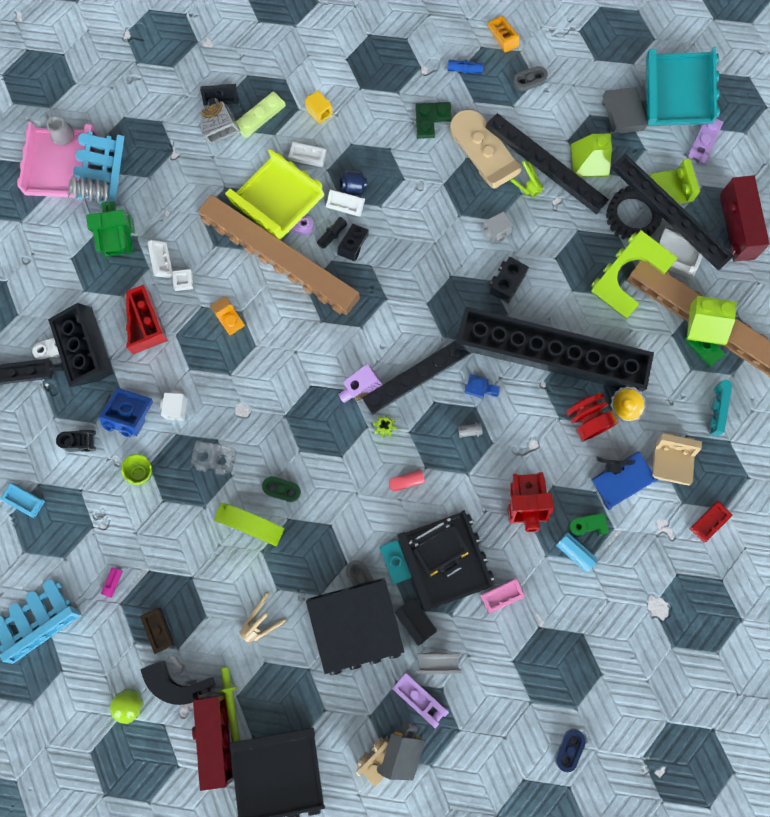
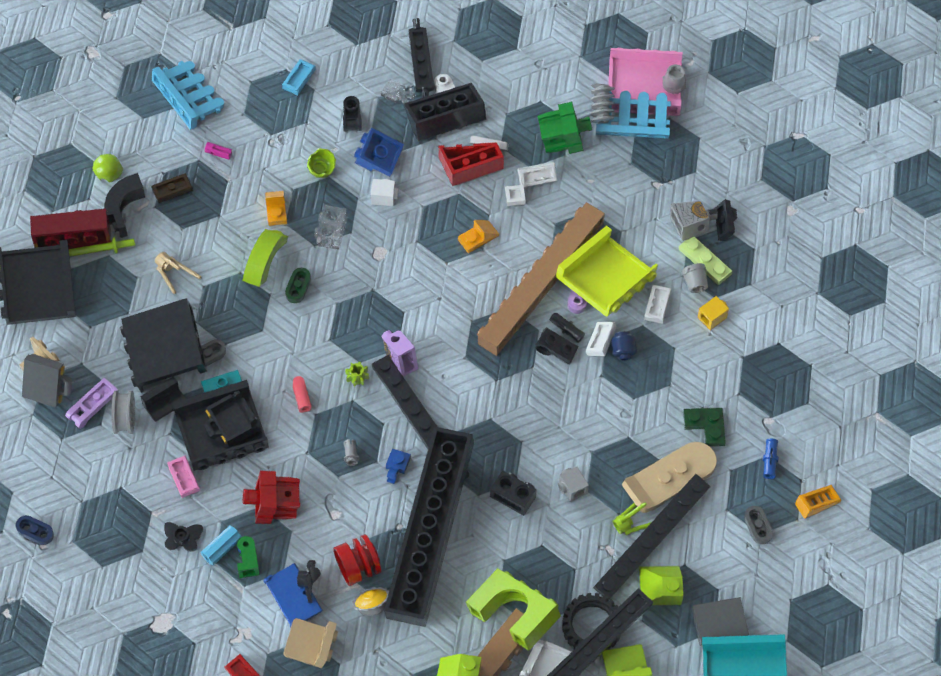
camera: 85 degrees right, 15 degrees down
(51, 398) = (395, 91): none -> clear plate
(120, 305) = (502, 145): none -> white plate
(185, 517) = (275, 208): none -> light orange slope
(282, 120) = (695, 277): none -> light grey piece
(567, 593) = (182, 536): none -> black animal

